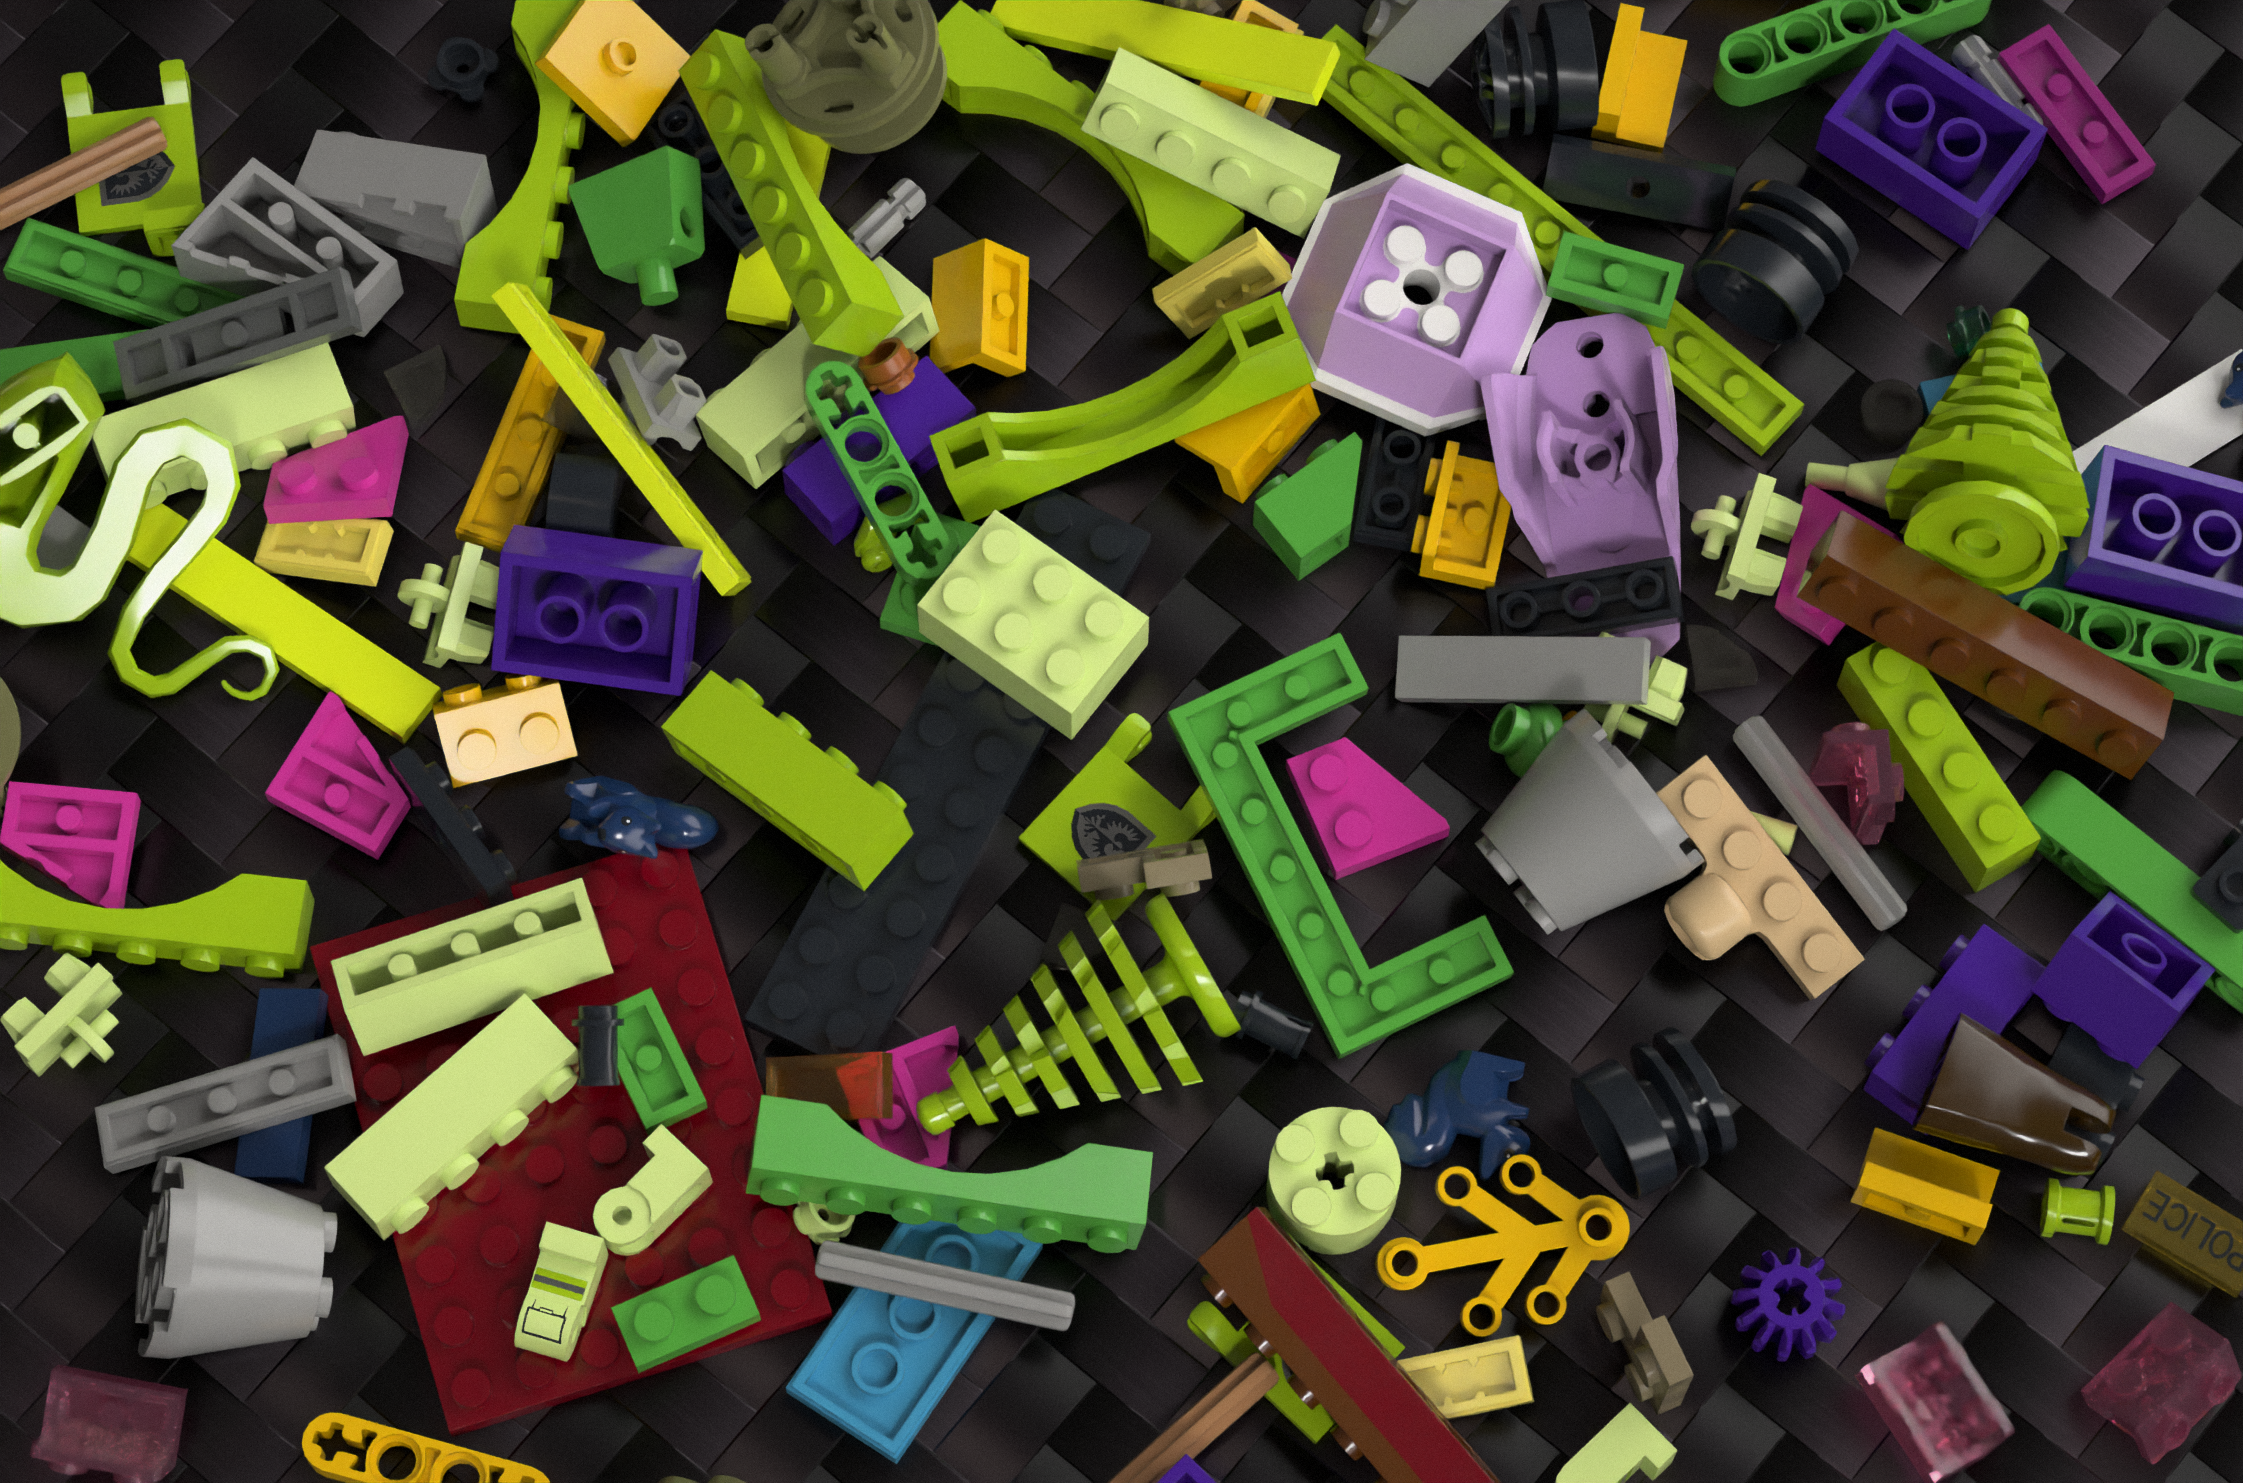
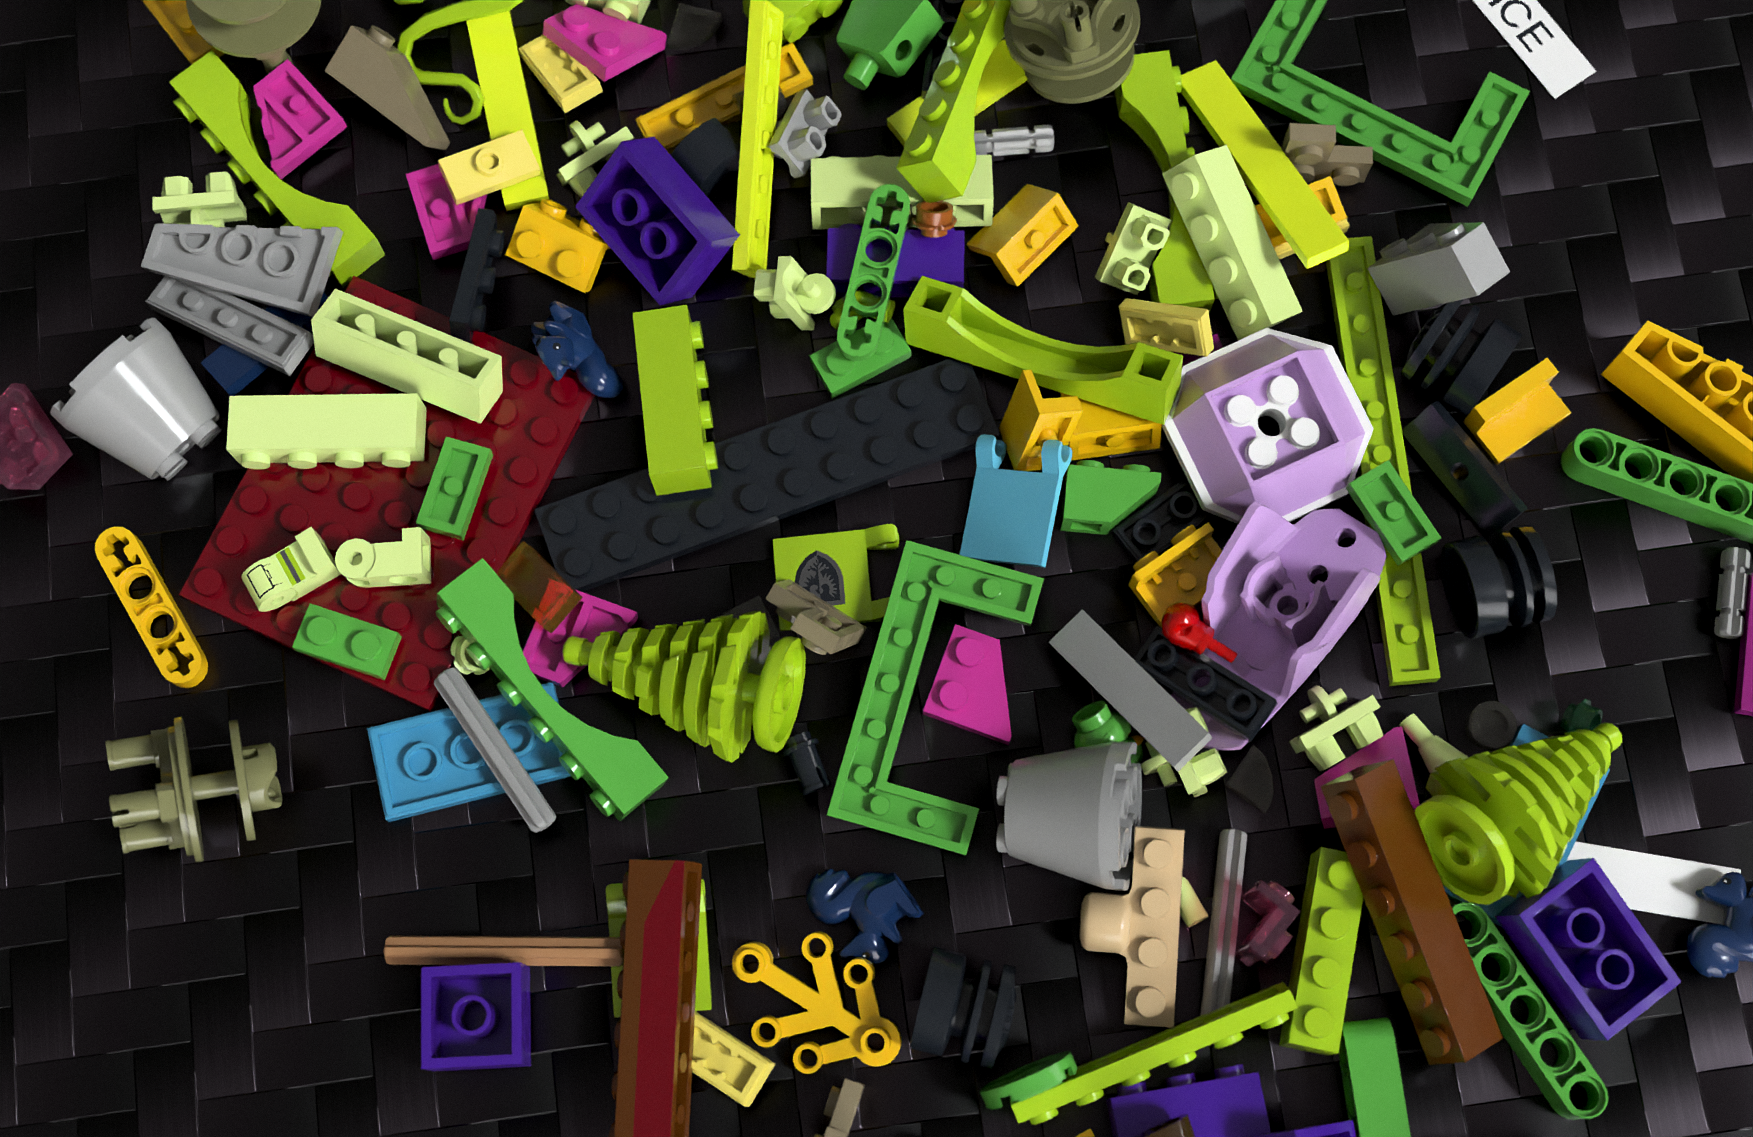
camera: 45 degrees right, 5 degrees up
(140, 713) = (387, 82): none -> dark tan slope
(206, 1014) = (266, 265): none -> light grey wing
(354, 708) = (489, 167): none -> light yellow plate
(598, 1045) = (429, 455): black pin -> none
(808, 566) = (794, 292): none -> yellowish green hips
(1033, 624) = (879, 427): yellowish green brick -> none
(1113, 233) = (1133, 249): none -> yellowish green hips
(1187, 493) = (1034, 420): none -> yellow panel
(1239, 598) = (1013, 509): none -> medium azure flag
(1353, 1149) = (746, 854): yellowish green brick -> none
(1522, 565) = (1185, 629): none -> red piece
(1780, 1124) = (1029, 1079): none -> bright green tile
(1860, 1019) = (1171, 1046): none -> lime plate
(1930, 138) = (1662, 588): dark purple brick -> none

